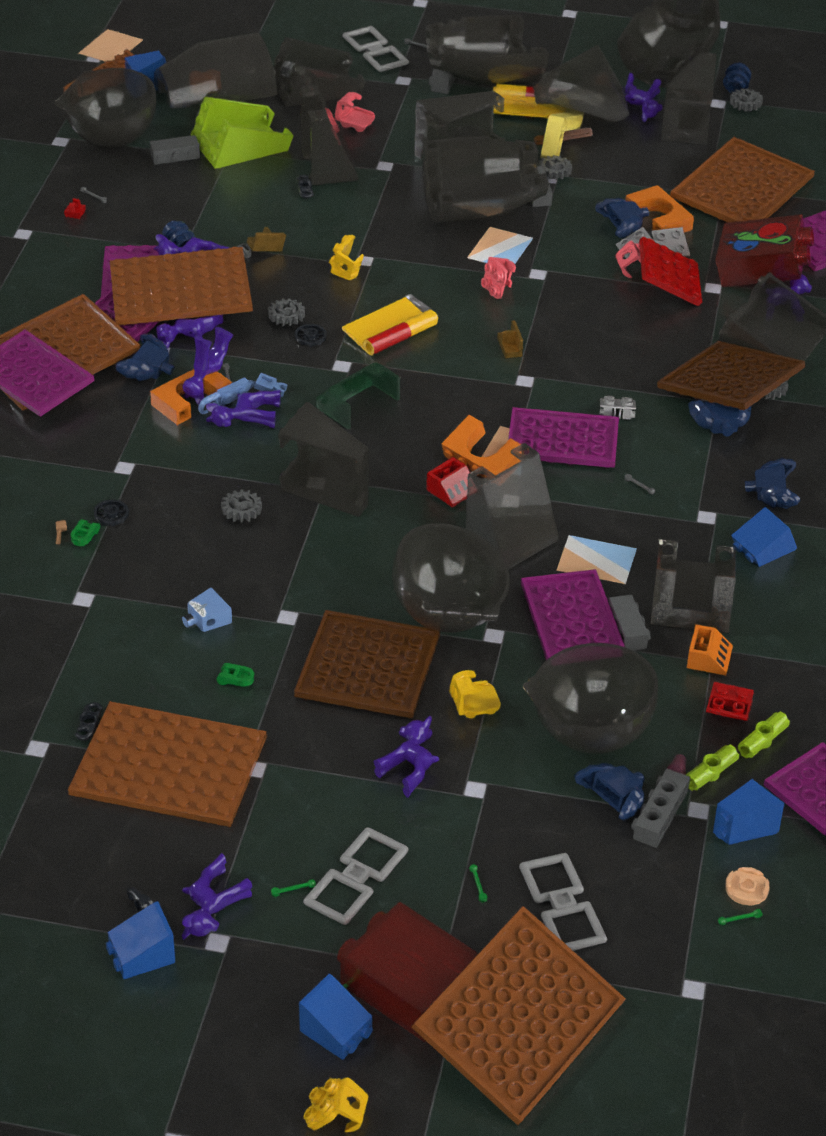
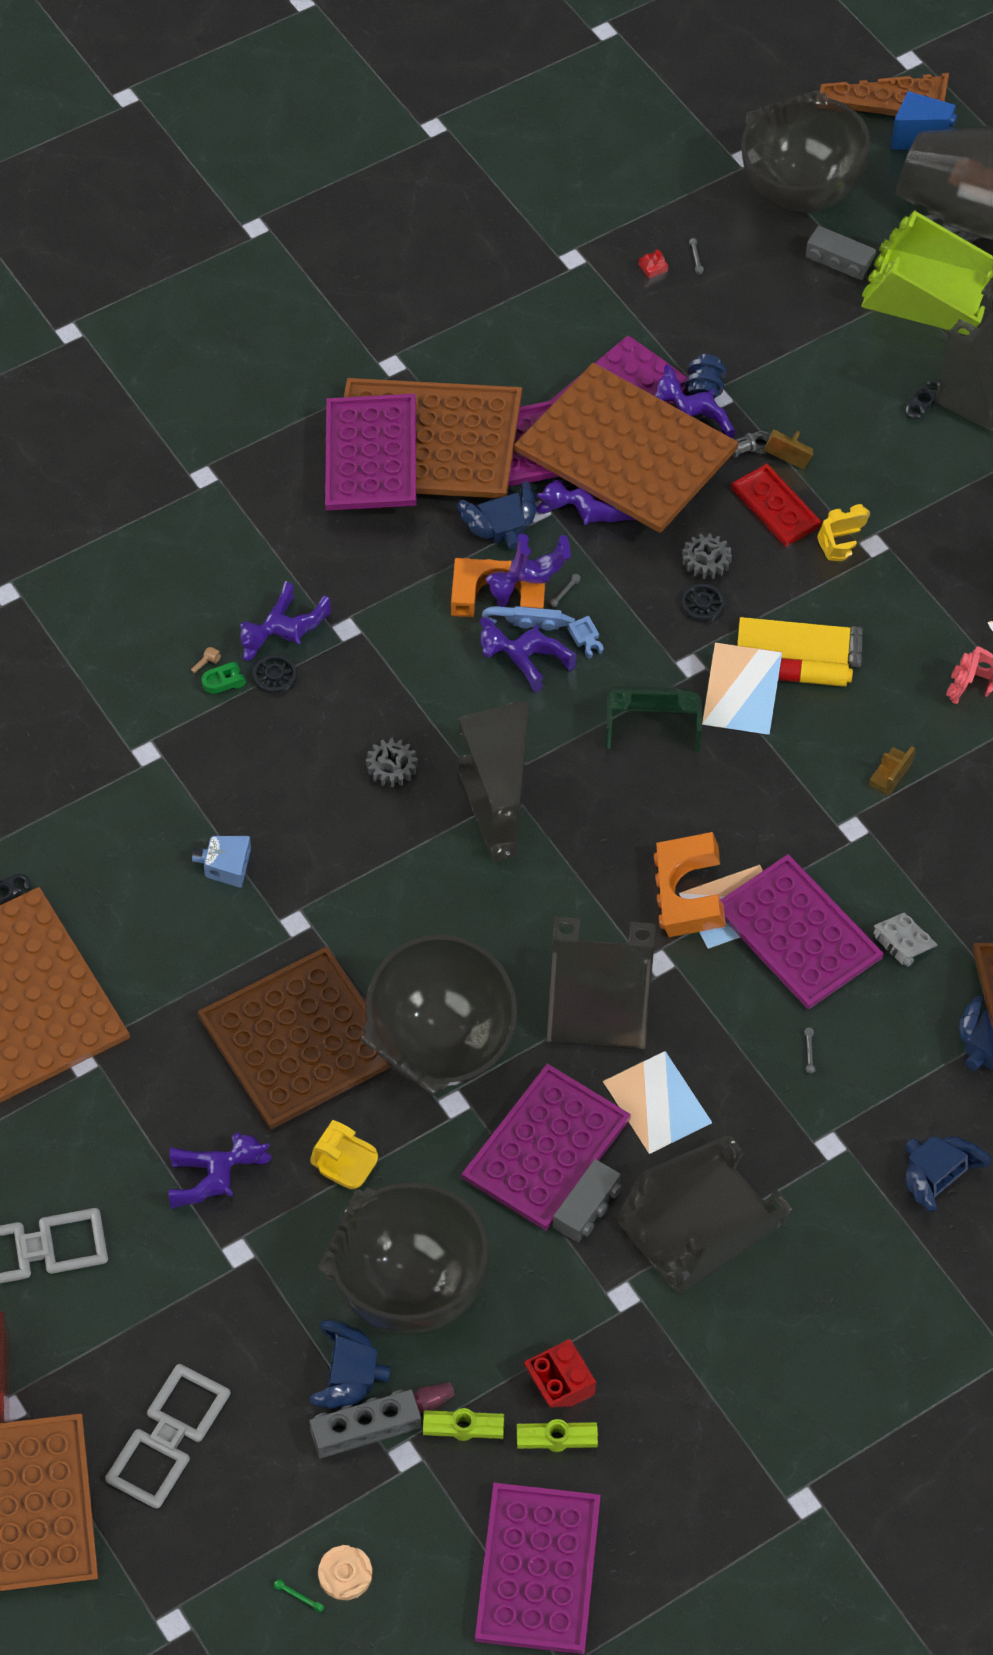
camera: 45 degrees right, 15 degrees up
(90, 483) = (290, 629): none -> dark purple animal
(109, 45) = (945, 52): light nougat sticker -> none
(235, 675) = (176, 956): green plate -> none
(289, 272) = (776, 505): none -> red tile
(389, 349) = (742, 688): none -> sticker
(449, 481) = (614, 897): red slope -> none
(482, 896) = (111, 1366): green hinge -> none
(709, 651) = (620, 1300): orange slope -> none
(748, 814) = (420, 1502): blue slope -> none
(764, 538) = (841, 1223): blue slope -> none

